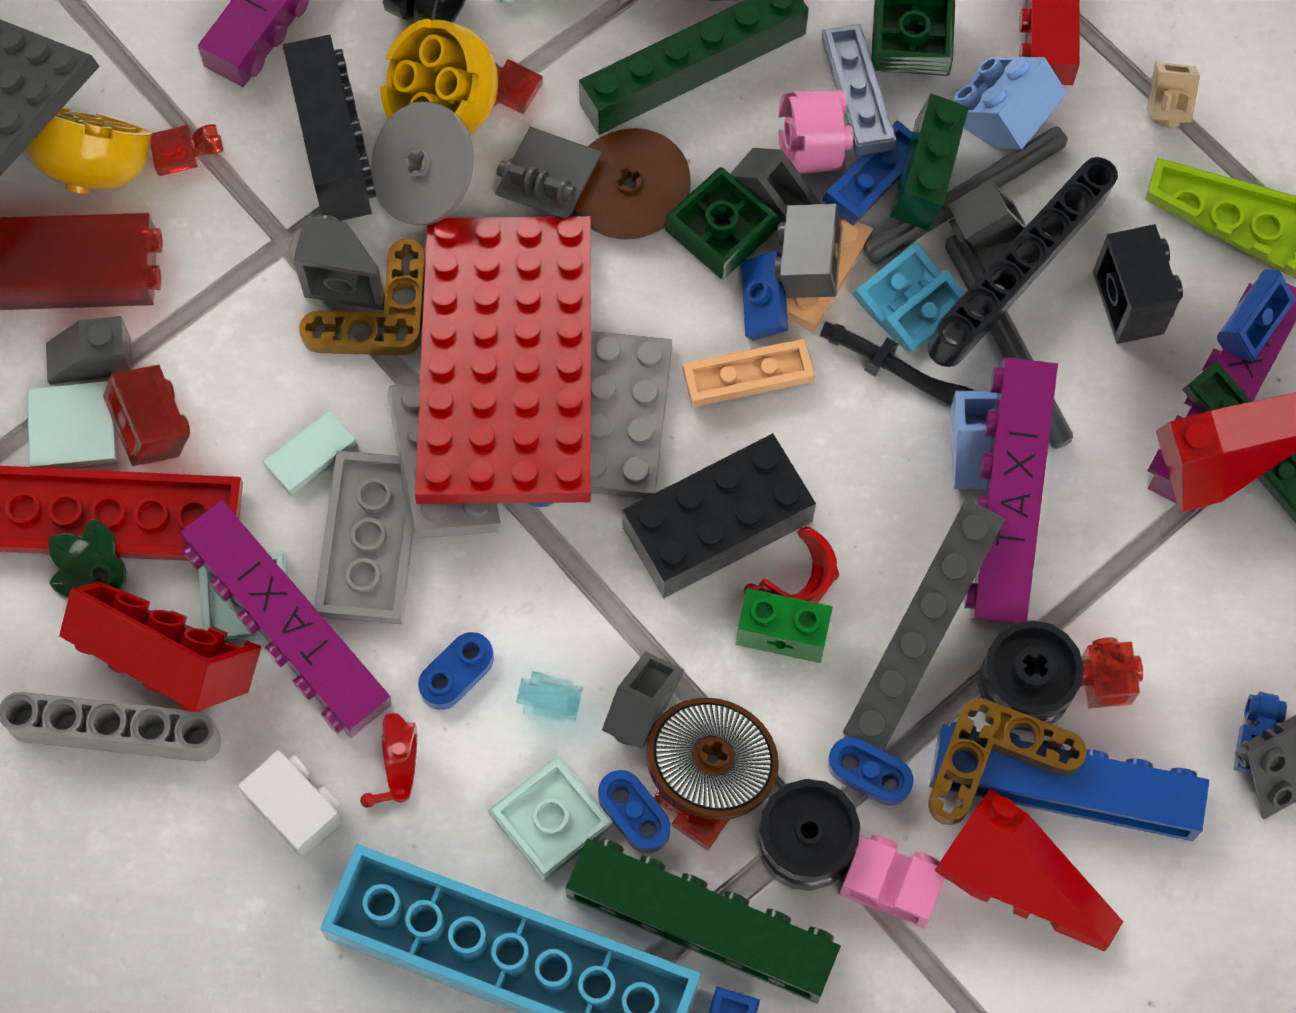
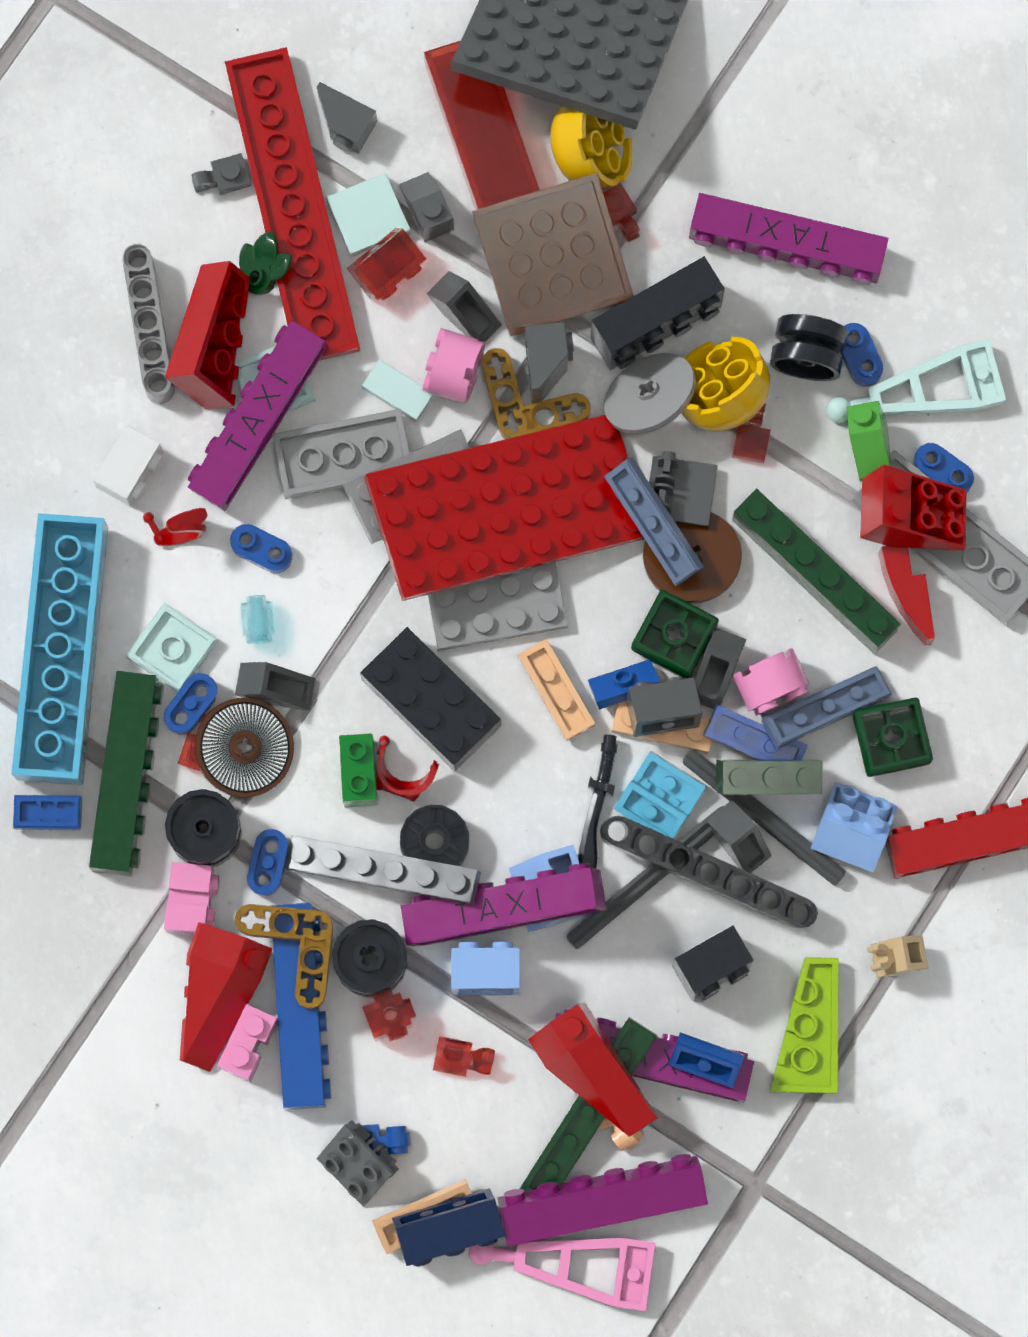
camera: 75 degrees right, 10 degrees up
(209, 222) = (553, 254): none -> plate
(234, 344) = (464, 307): none -> dark grey slope
(308, 368) = (453, 366): none -> bright pink brick
(580, 200) = (654, 521): none -> sand blue tile
(887, 537) = (437, 820): none -> black wheel
(1082, 538) = (485, 969): none -> light blue brick
(1103, 863) = (240, 1053): none -> bright pink brick
(1177, 606) = (456, 1057): none -> clear red plate

